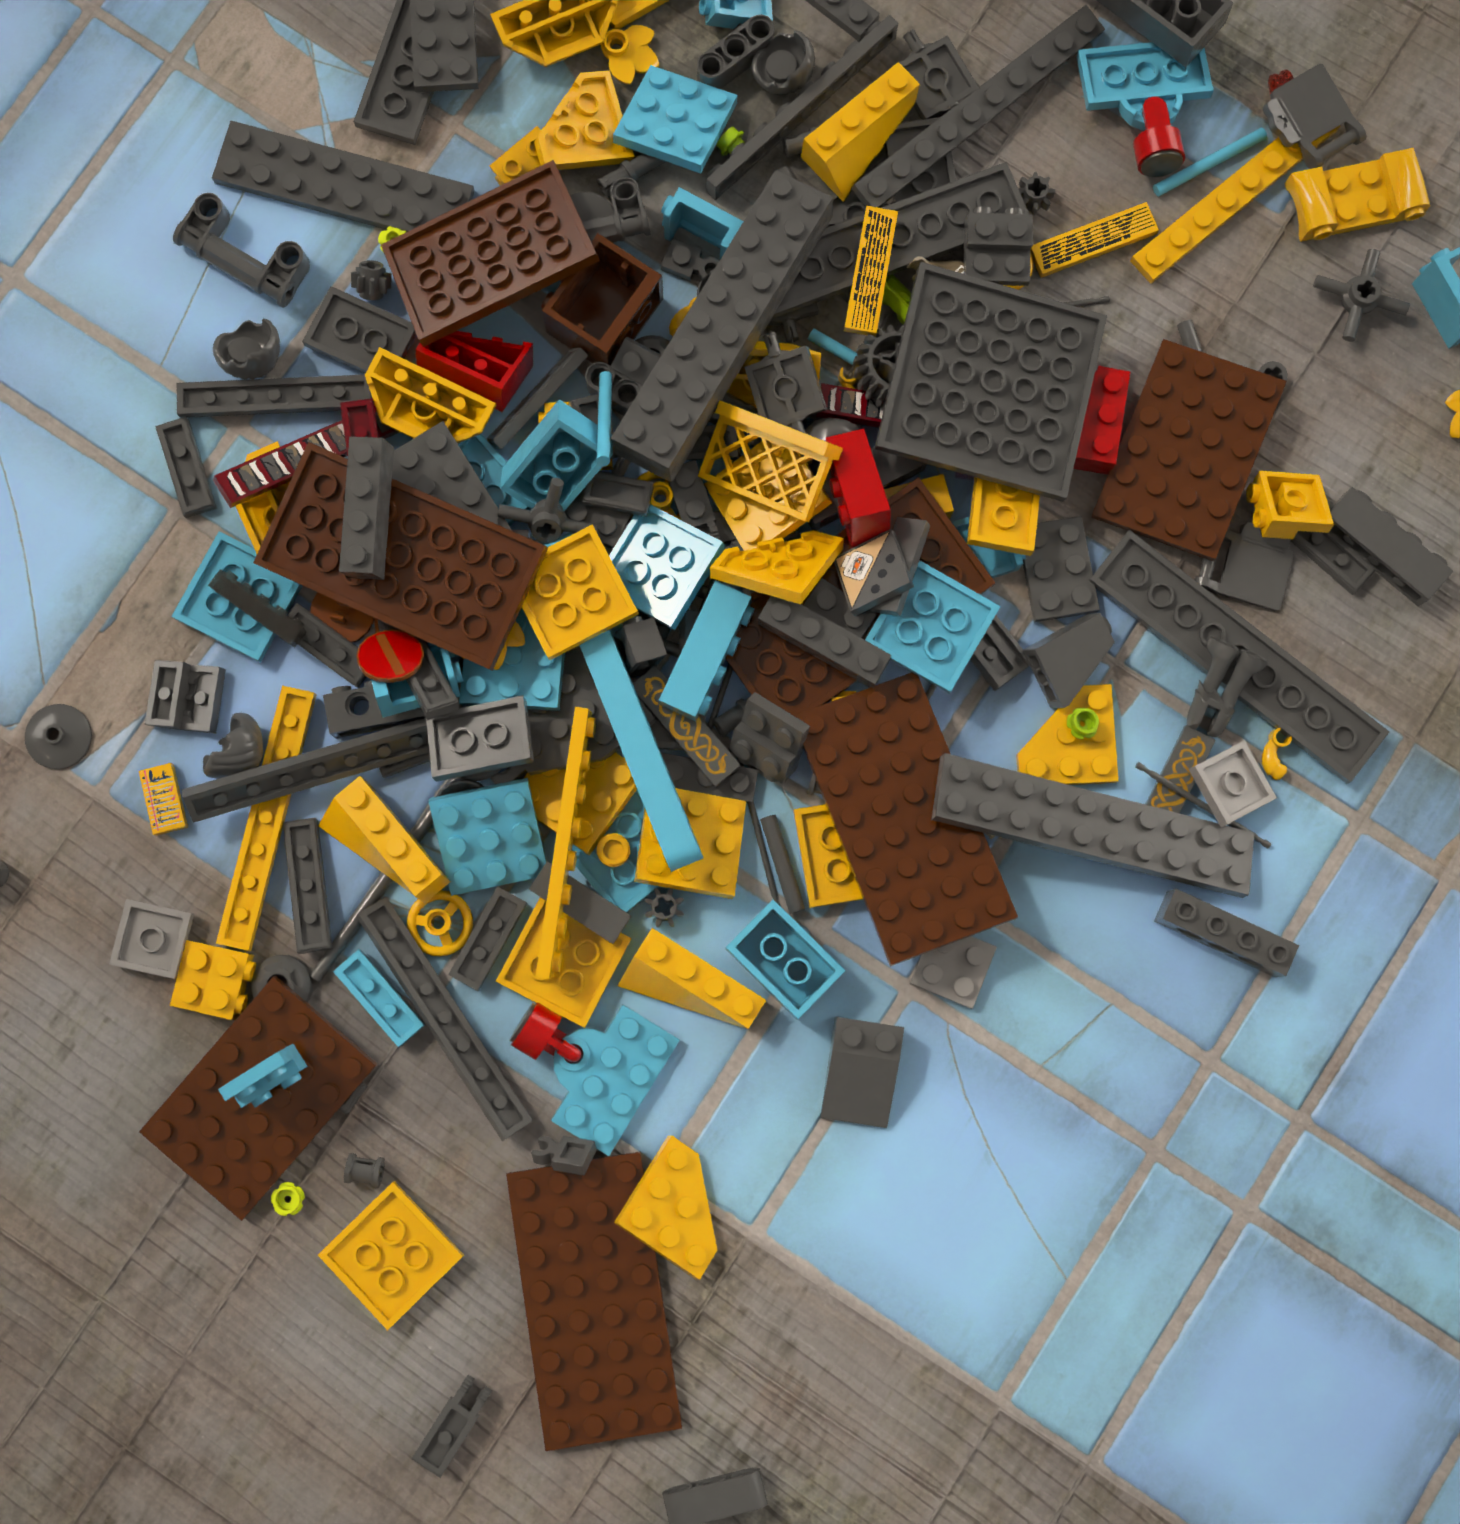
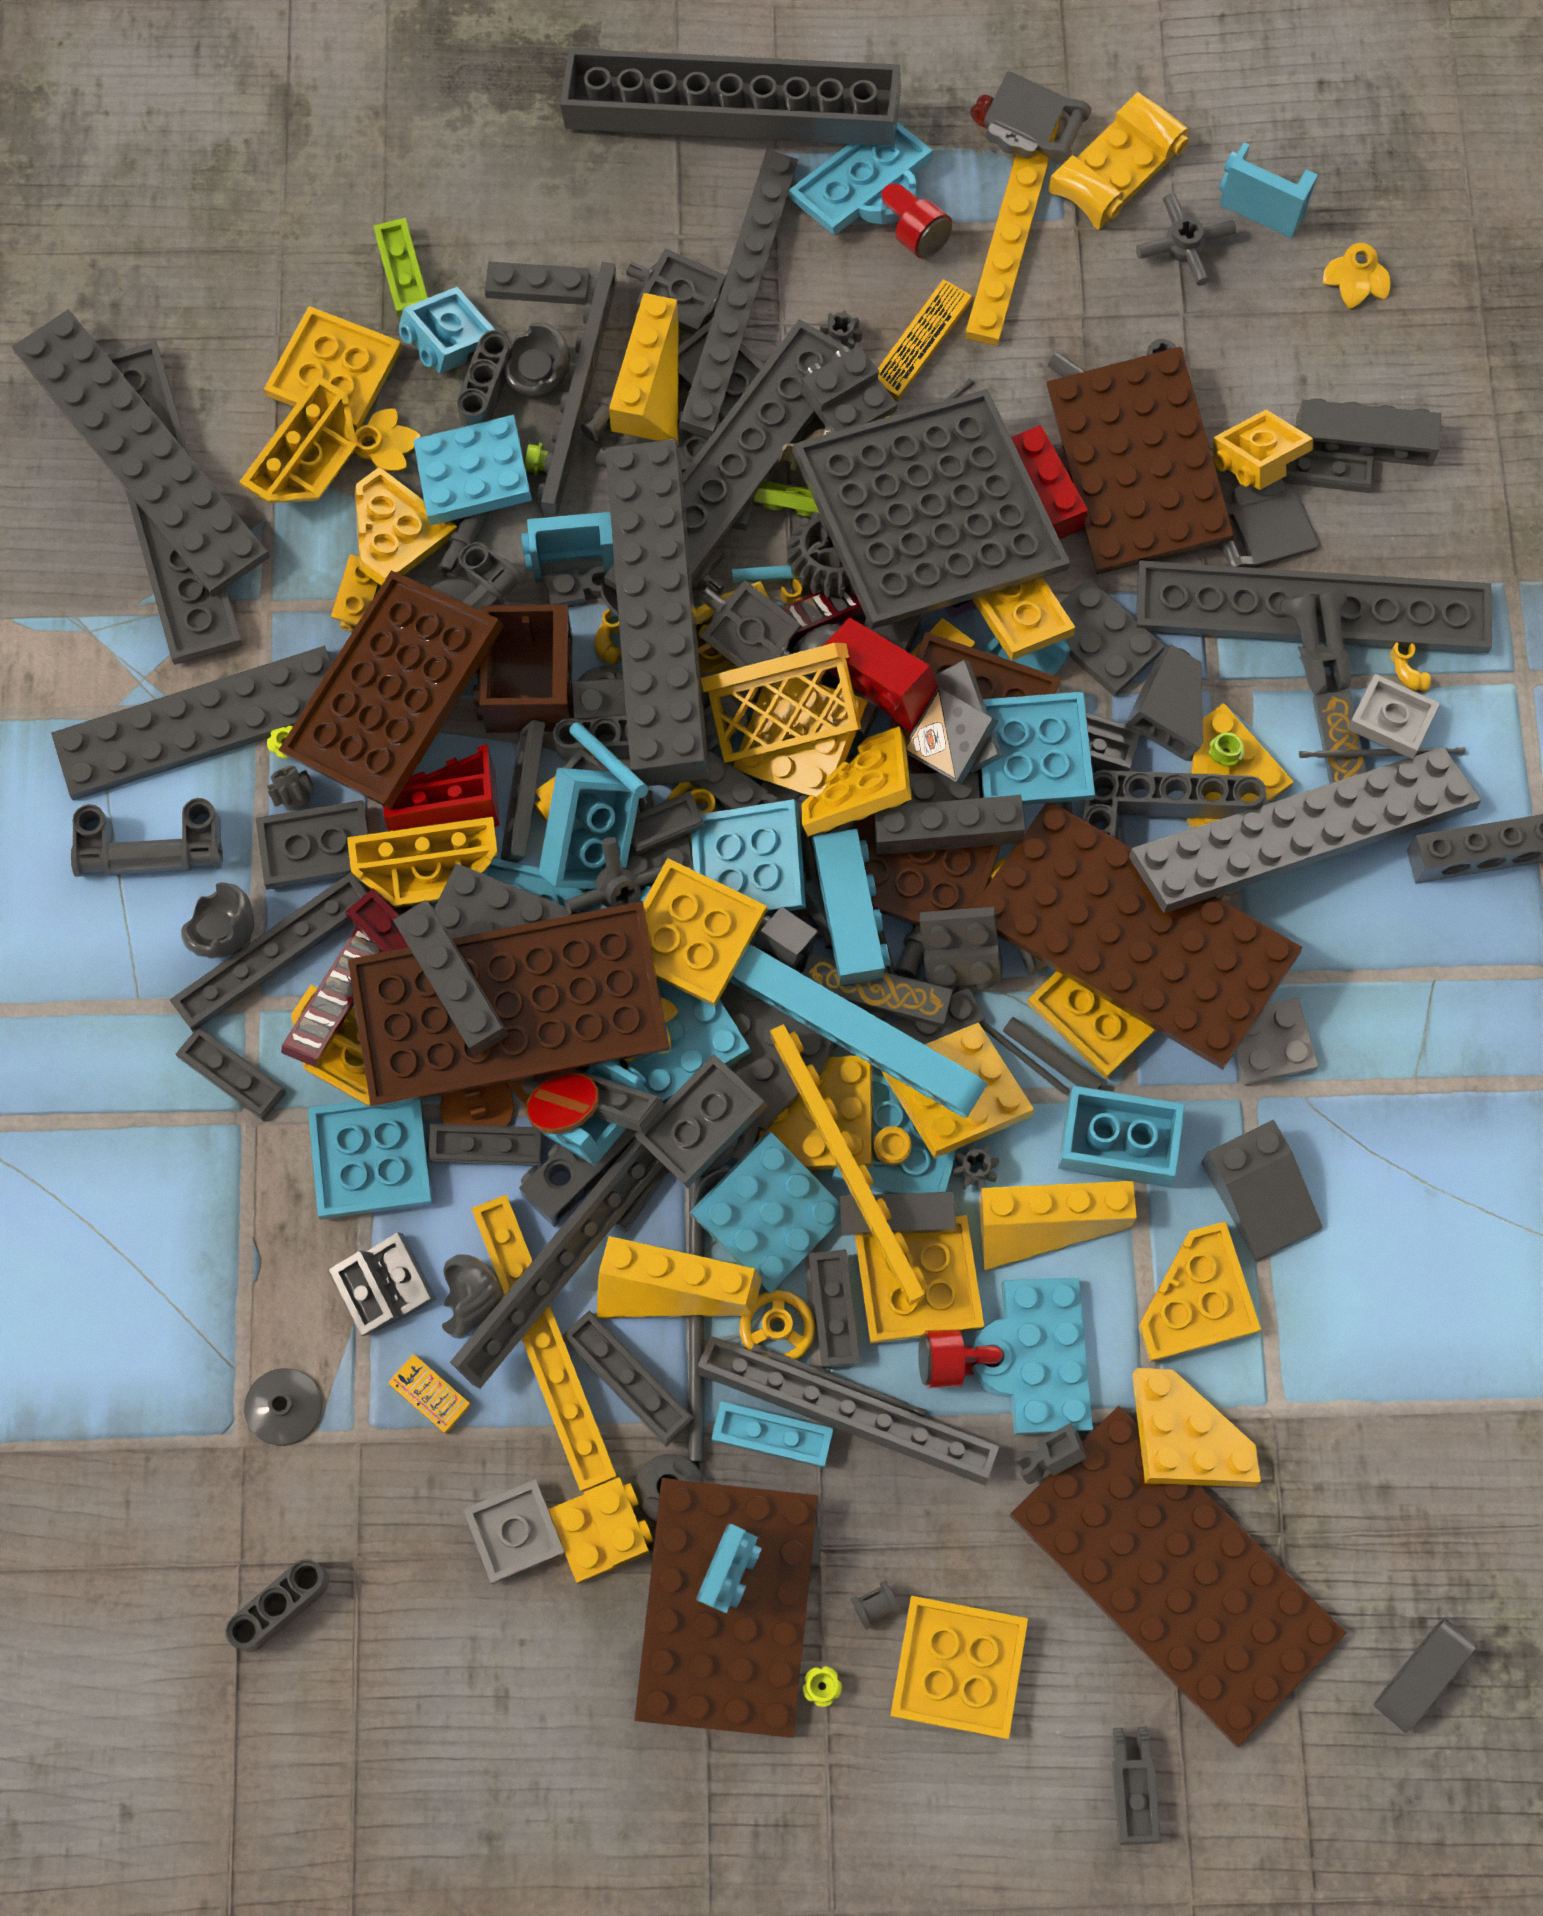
camera: 30 degrees left, 10 degrees down
(258, 607) = (398, 1150): clear smoke piece -> none
(455, 992) = (838, 1380): none -> dark grey piece
(756, 1116) = (1199, 1298): none -> yellow plate
(870, 271) = (750, 484): yellow tile -> none
(1002, 724) = (1159, 804): none -> dark grey beam
(1210, 161) = (971, 213): medium azure bar -> none

